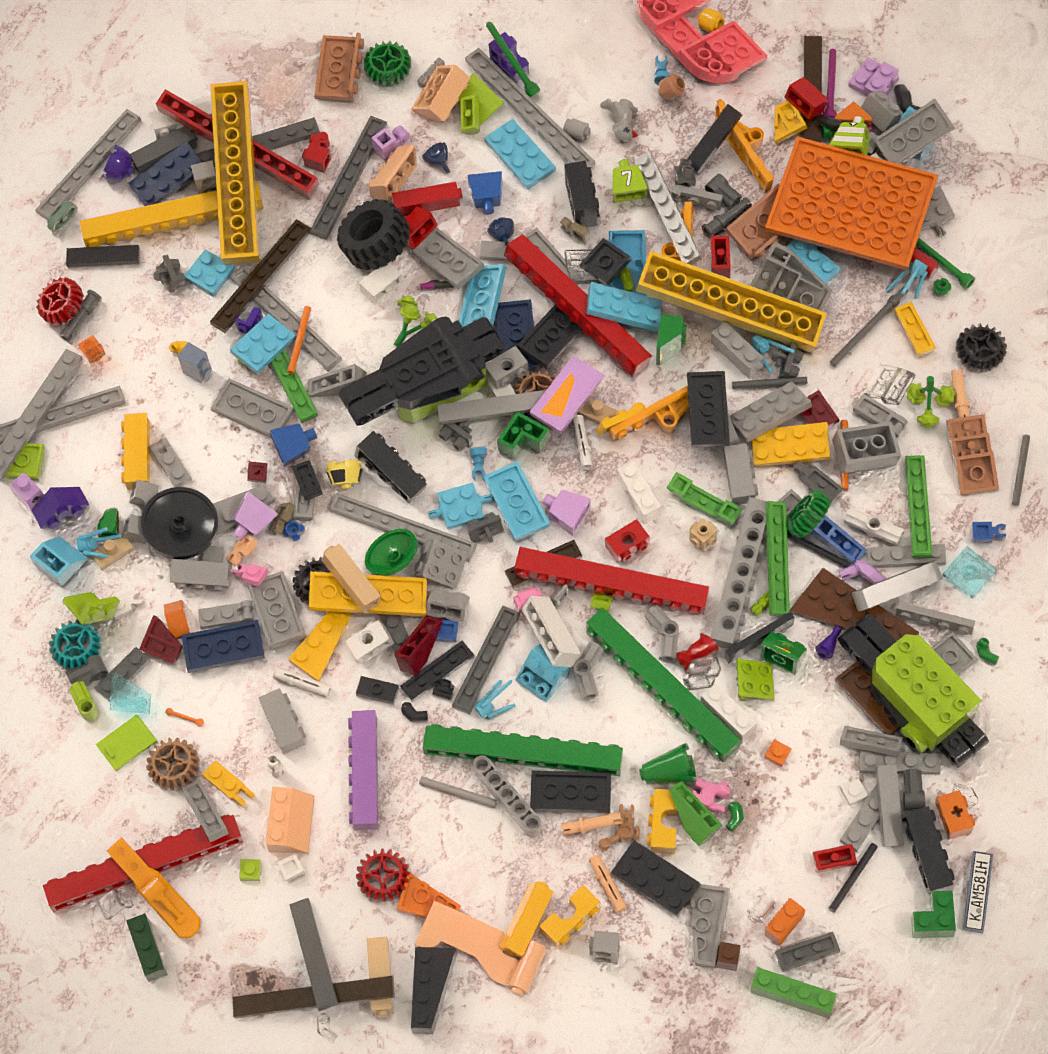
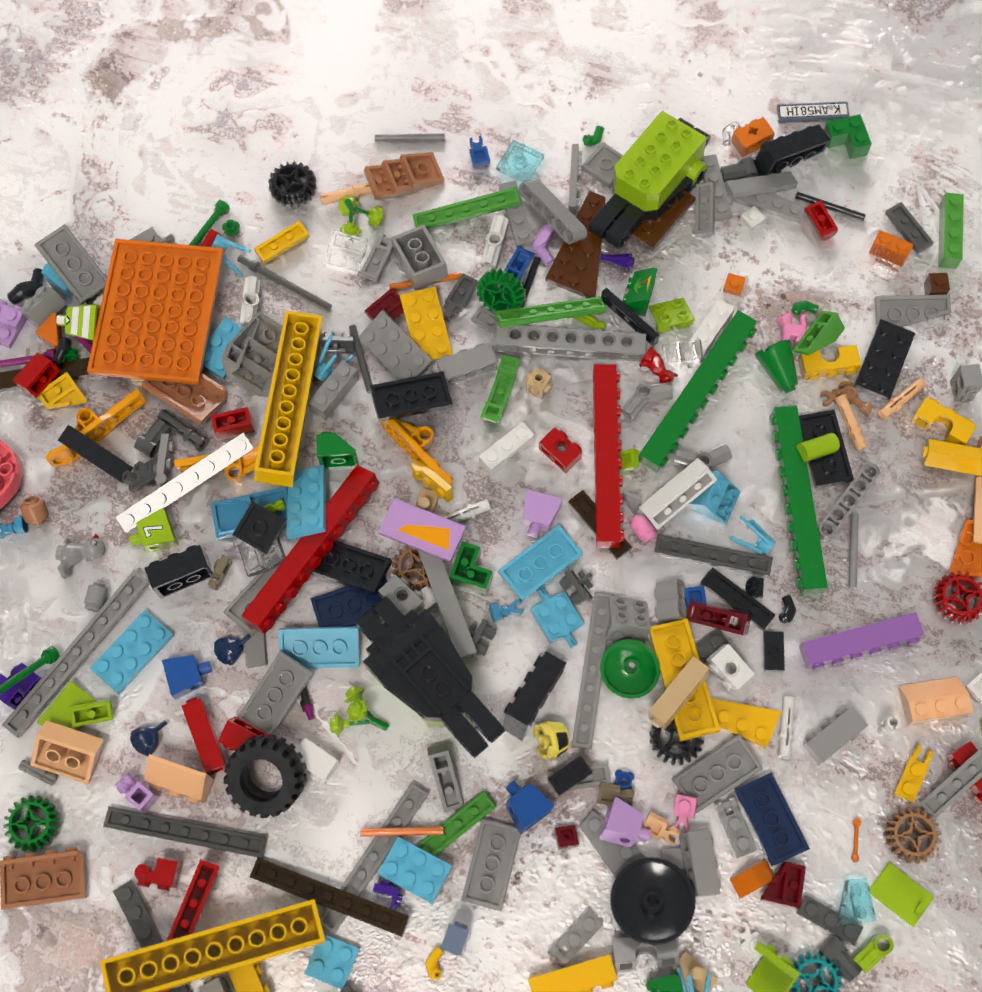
camera: 105 degrees left, 5 degrees up
(568, 776) = (818, 447): none -> lime brick
(861, 292) = (249, 295): none -> white piece

